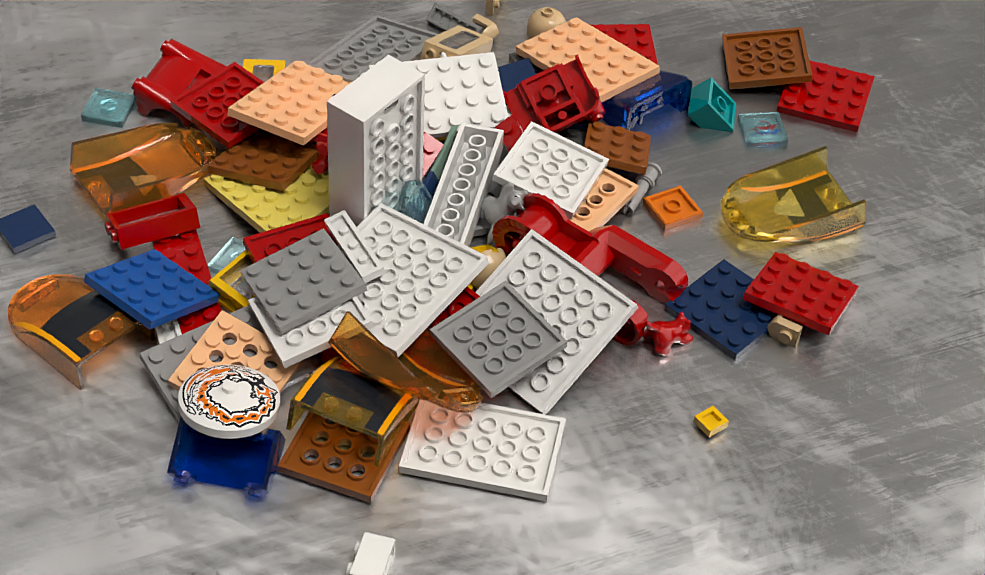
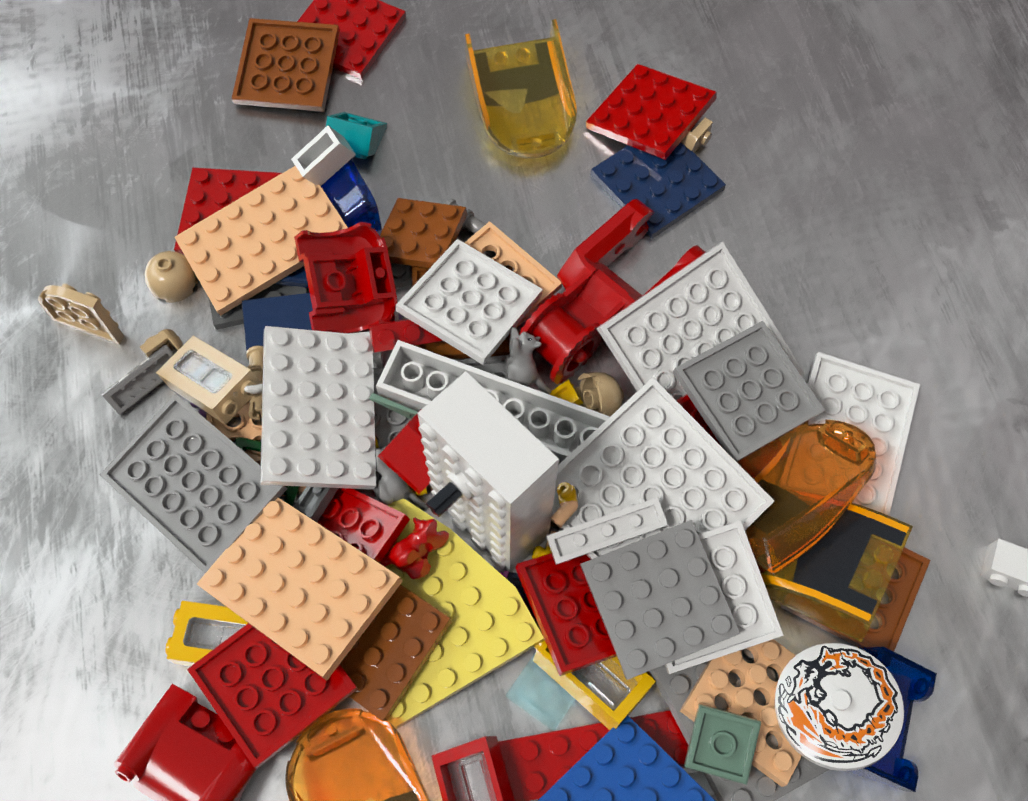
camera: 80 degrees left, 20 degrees up
(196, 332) = (722, 743): none -> sand green tile
(372, 222) = (567, 501): none -> arm
(657, 66) = (323, 156): none -> white piece
(667, 333) = (693, 234): red animal -> none
(672, 208) = (504, 201): orange tile -> none
(711, 421) = (814, 223): yellow plate -> none
(762, 129) = (391, 96): clear light blue tile -> none

